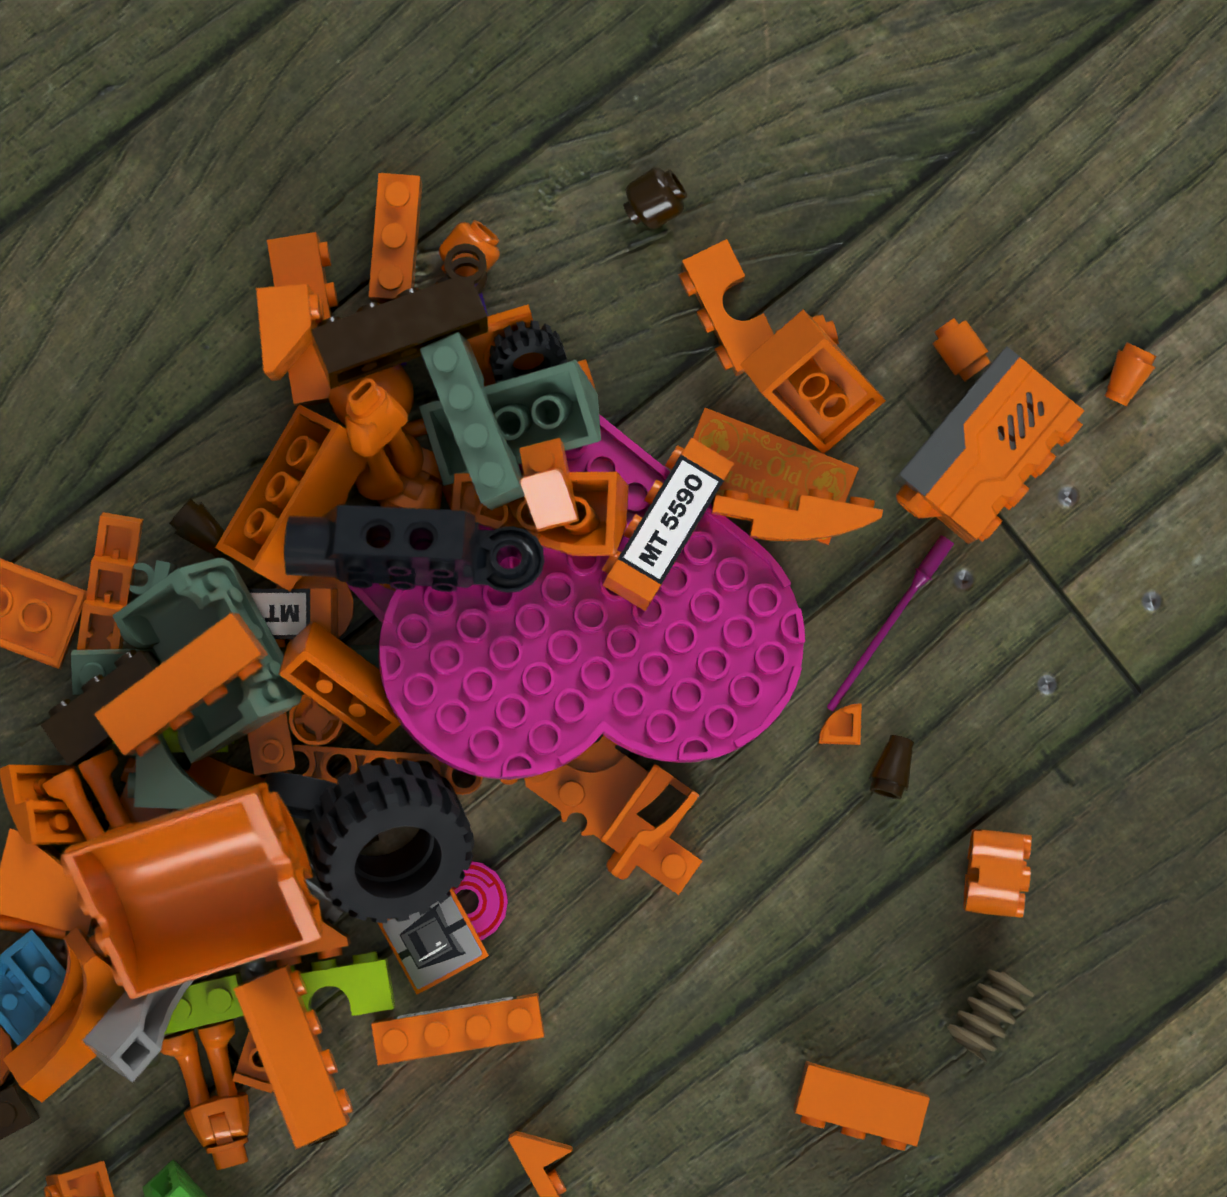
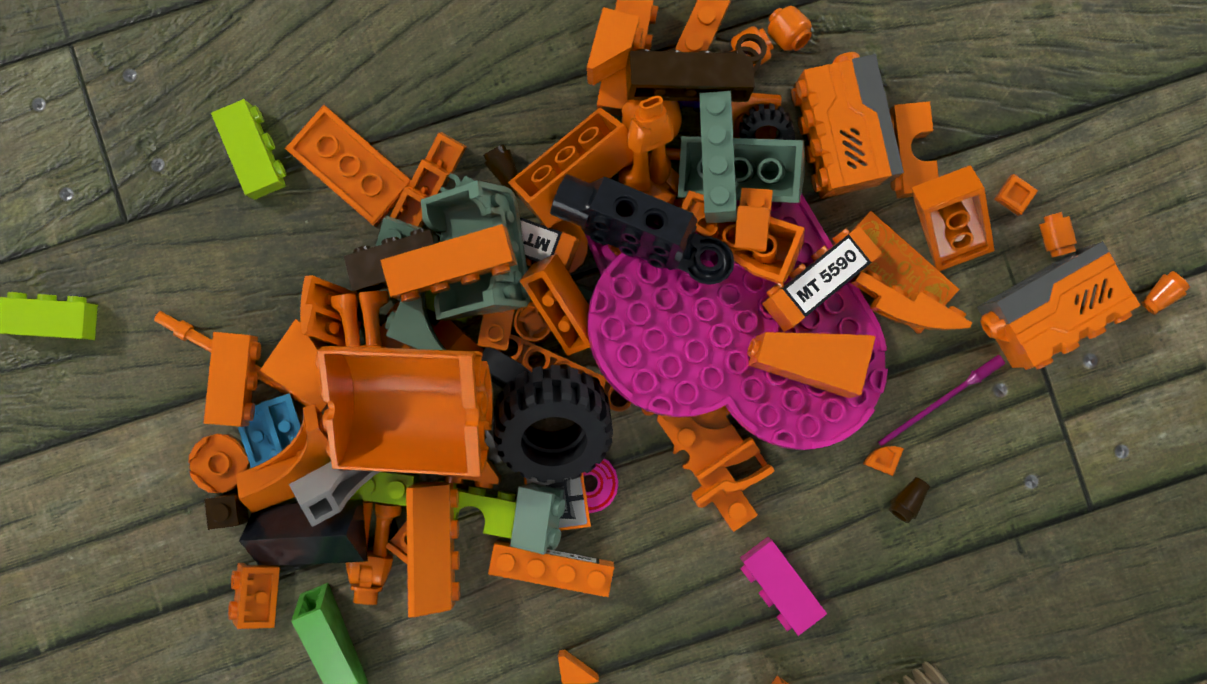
camera: 20 degrees right, 0 degrees up
(109, 1112) = (285, 536): none -> black slope
(415, 970) = (537, 518): none -> sand green brick
(510, 206) = (789, 28): none -> orange head
(628, 311) = (847, 125): none -> orange piece
(654, 198) = (891, 56): dark brown head -> none
(697, 633) = (818, 360): none -> orange slope
(766, 942) = (781, 587): none -> dark pink brick
(889, 314) = (1016, 194): none -> orange tile
(997, 873) = (958, 599): orange brick -> none

